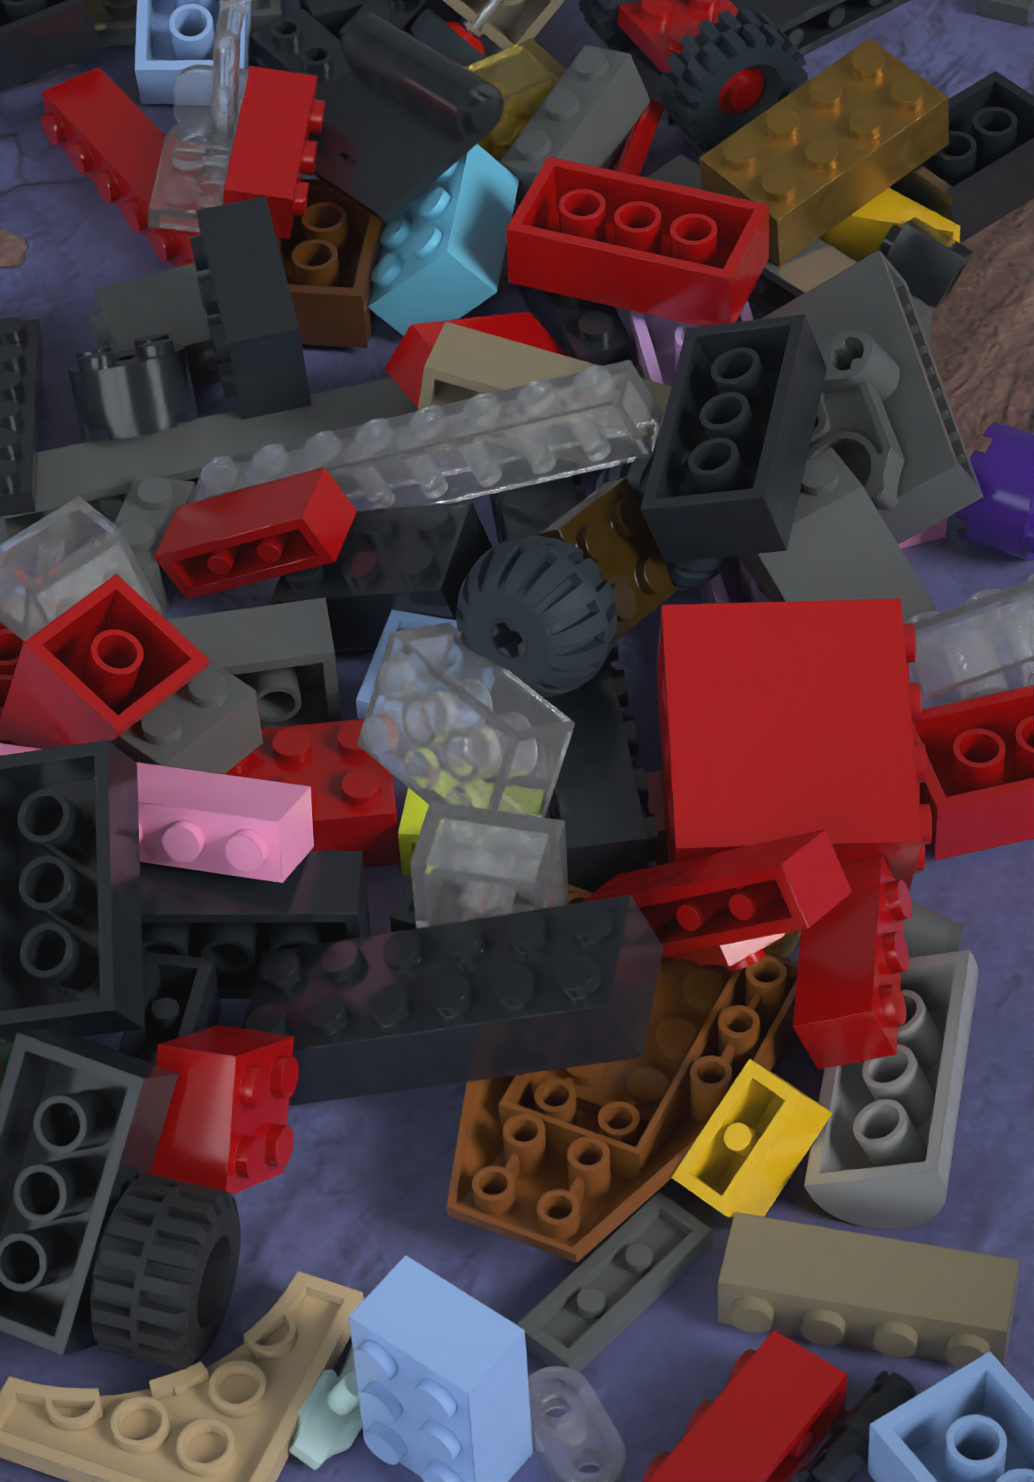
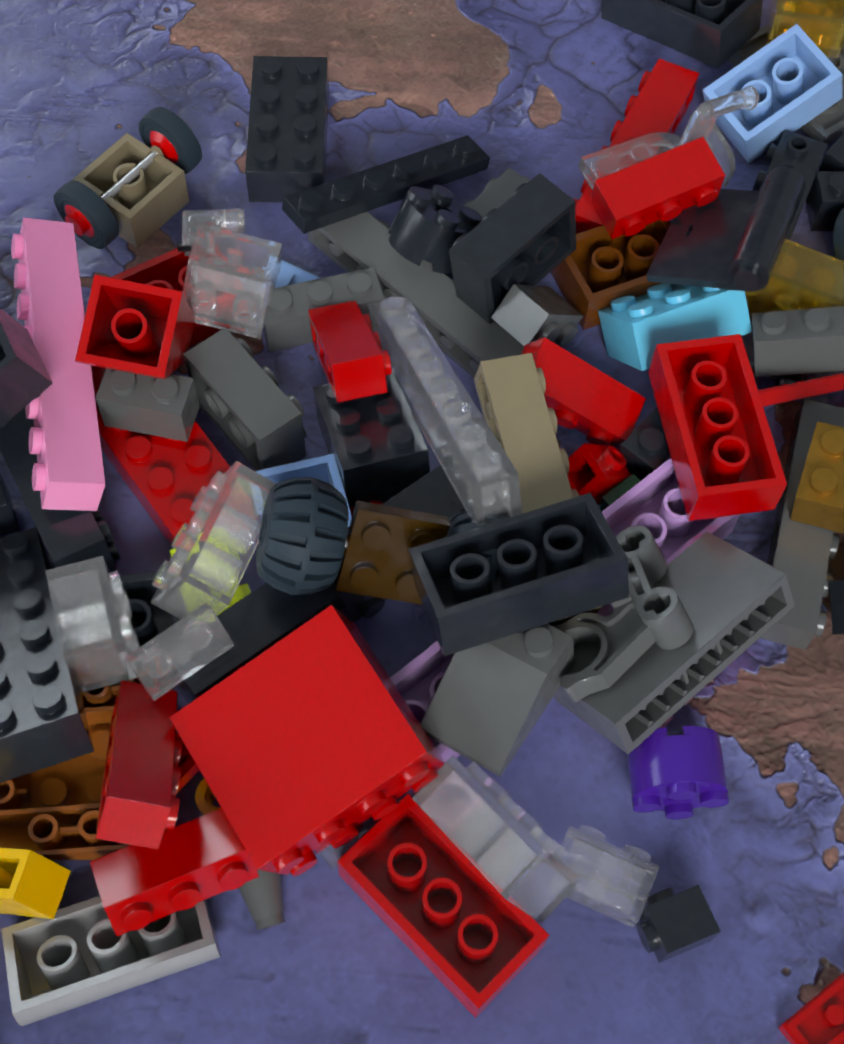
camera: 55 degrees right, 15 degrees up
(343, 355) = (537, 313): none -> dark grey brick
(592, 811) = (179, 651): none -> clear plate

